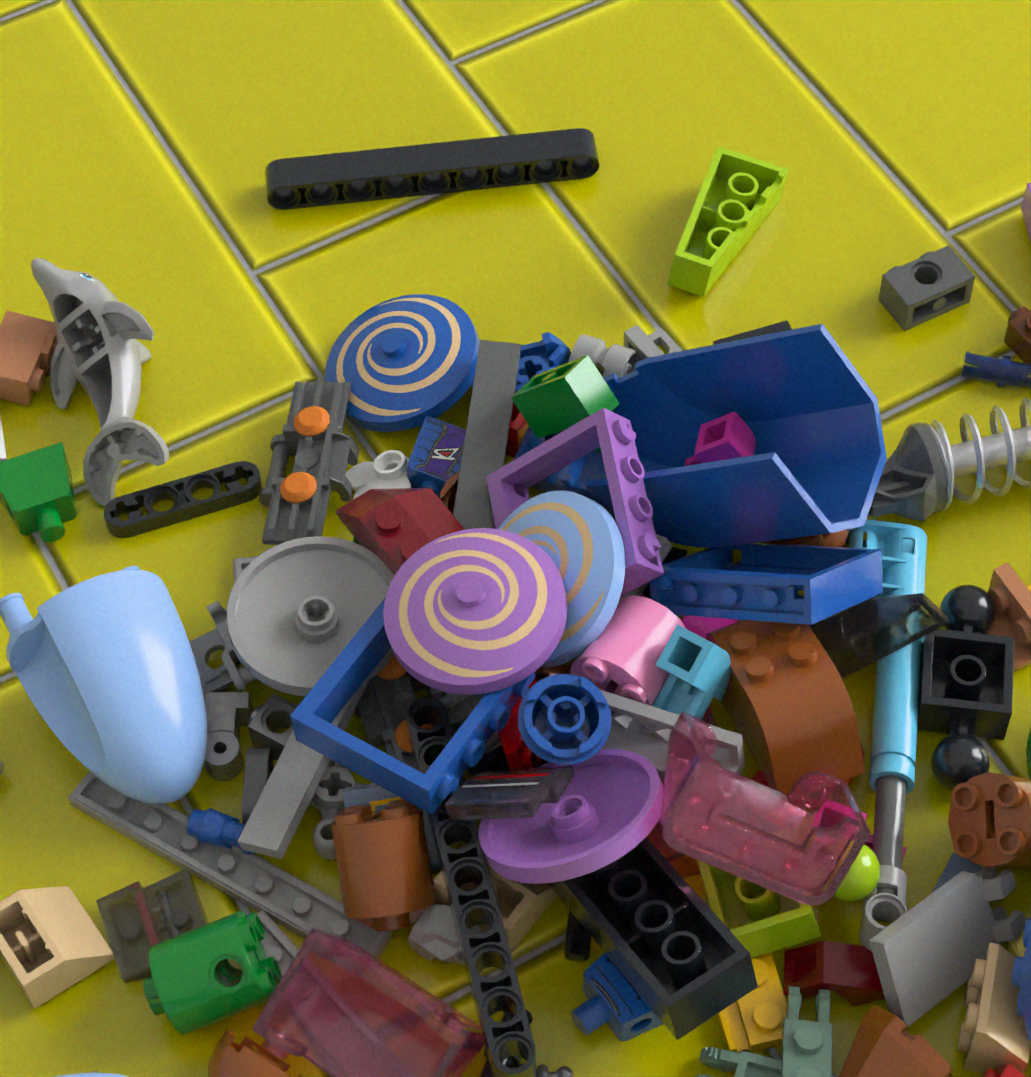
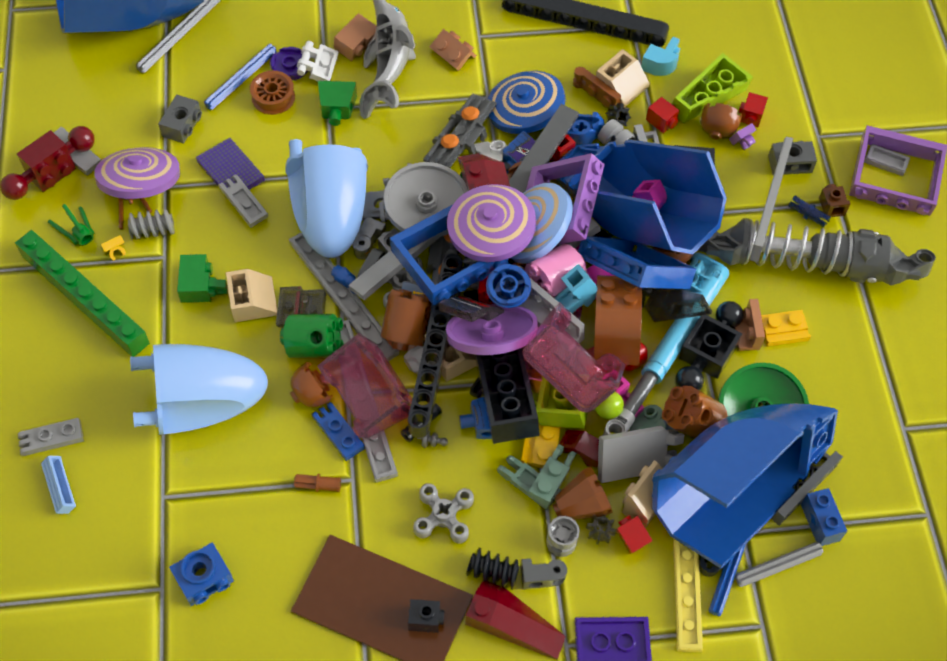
camera: 20 degrees right, 5 degrees up
(181, 493) = (398, 131): black beam -> none
(214, 315) = (451, 49): none -> nougat bracket
(518, 290) = (595, 87): none -> dark orange plate
(556, 256) = (624, 76): none -> tan slope
(563, 397) = (583, 142): green hinge -> none
(582, 320) = (618, 113): none -> black gear
(610, 199) = (661, 61): none -> medium azure brick
(663, 295) = (662, 115): none -> red brick
(769, 268) = (720, 120): none -> dark orange cylinder
(814, 227) = (753, 109): none -> red brick
(824, 282) = (744, 137): none -> medium lavender tile
(927, 874) = (645, 420): none -> sand green plate
(946, 375) = (771, 199): none -> light grey tile

